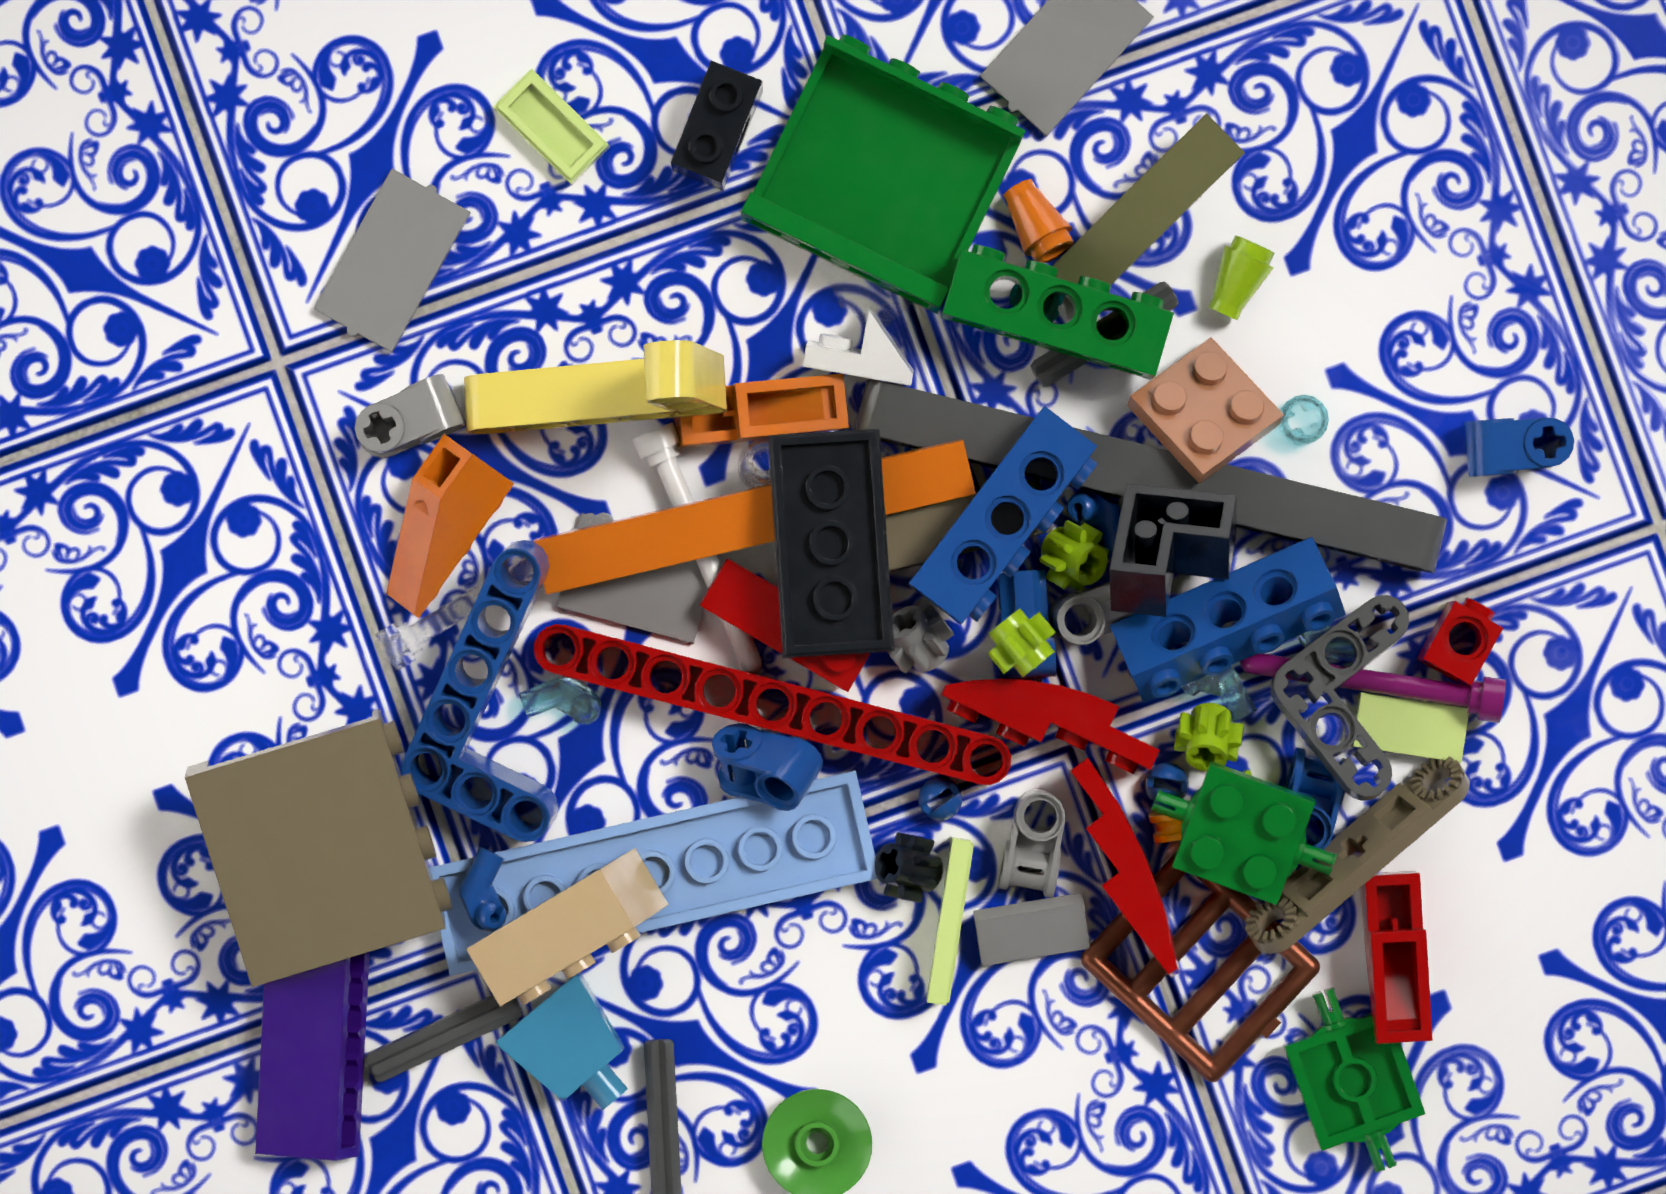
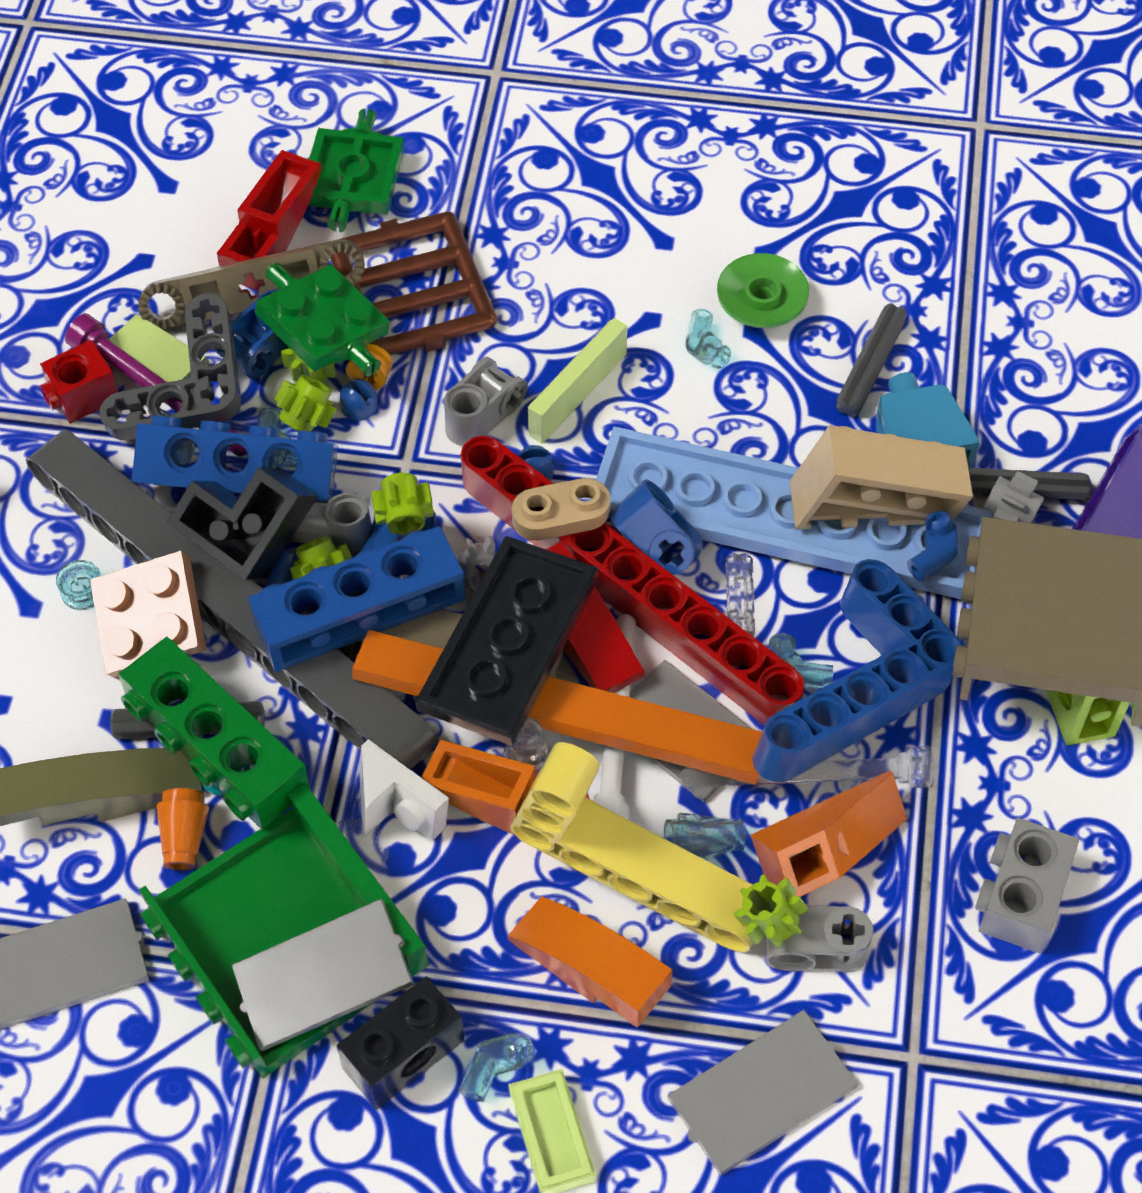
camera: 150 degrees left, 30 degrees down
(229, 574) = (1032, 886): none -> light grey brick
(432, 996) = (1014, 499): none -> light grey gear
(439, 405) = (785, 912): none -> lime gear
(560, 465) = (705, 834): none -> clear light blue cone
(599, 292) = (592, 959): none -> orange slope
(635, 163) = (494, 1059): none -> clear light blue arm
(654, 747) = (740, 591): none -> clear axle
(817, 143) = (322, 975): none -> light grey piece
(850, 1045) = (703, 344): none -> clear light blue arm
(867, 728) = (562, 509): none -> tan plate
(908, 867) = (587, 423): black gear -> none
(1030, 706) = (386, 453): red slope -> none
(1031, 929) = (520, 351): light grey tile -> none
(1134, 886) = (425, 336): red slope -> none
(1240, 275) = (48, 706): lime cone -> none

